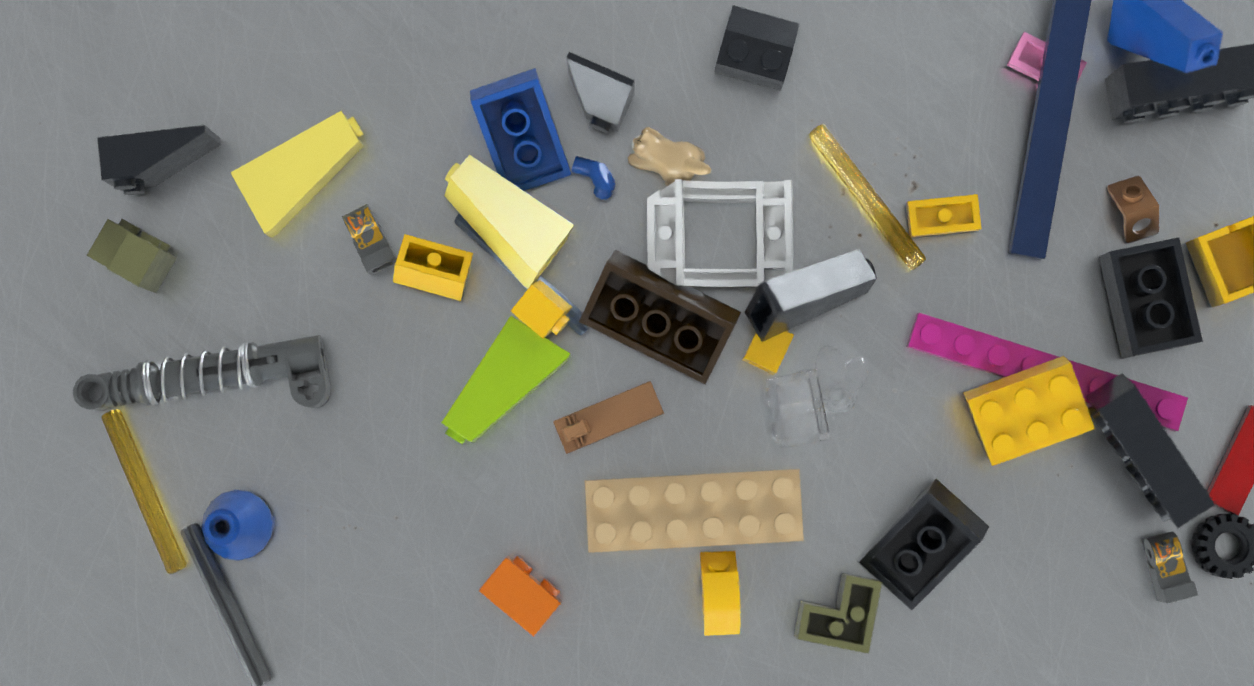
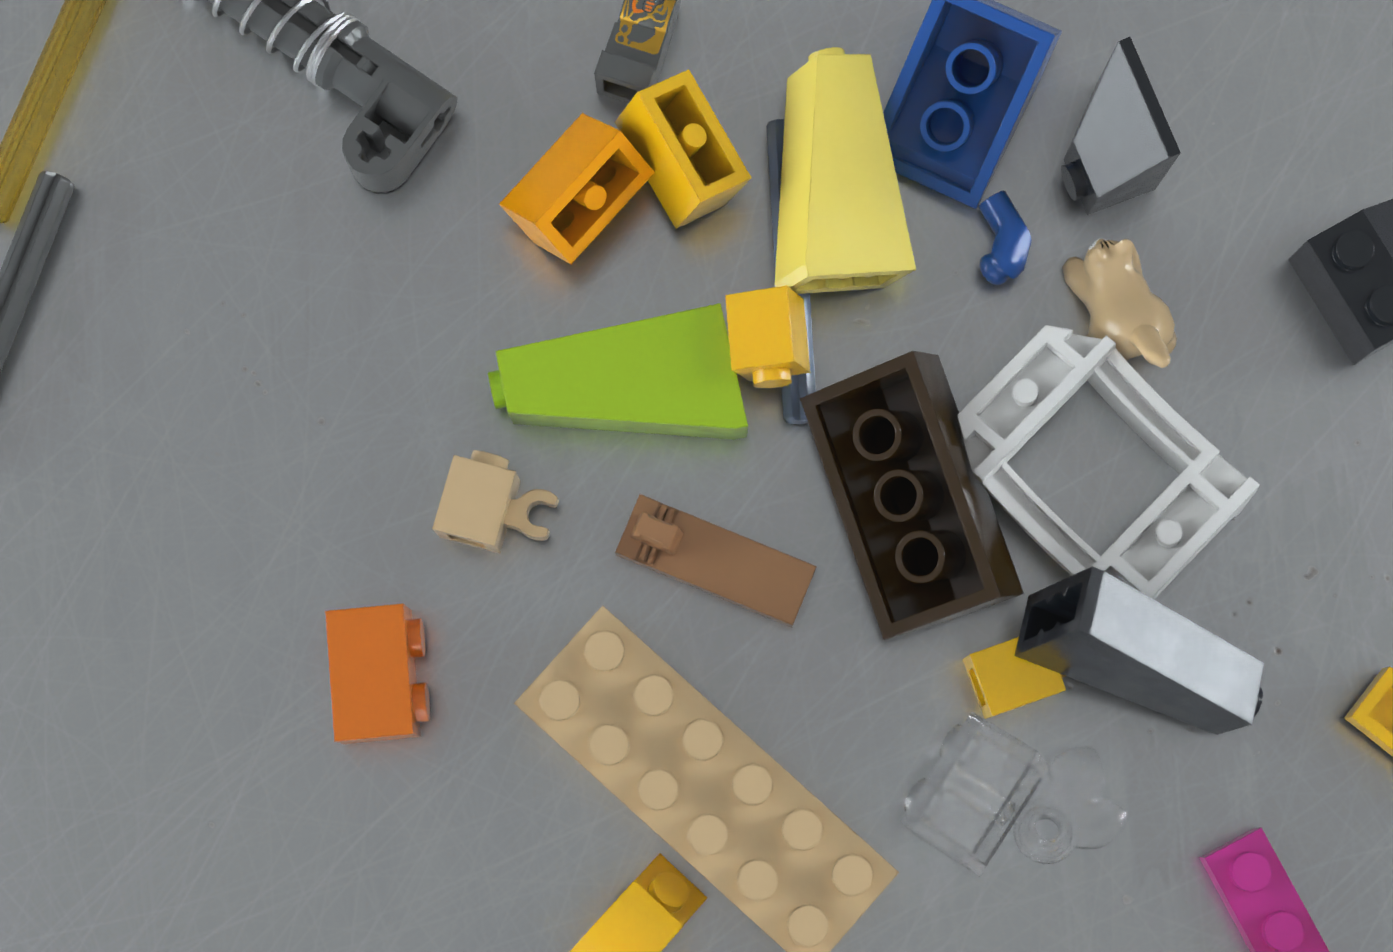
camera: 45 degrees right, 5 degrees down
(248, 522) = (114, 230): blue cone -> none
(406, 324) = (577, 187): none -> light orange brick
(496, 488) = (482, 503): none -> tan brick
(867, 197) = (1337, 611): clear yellow axle -> none

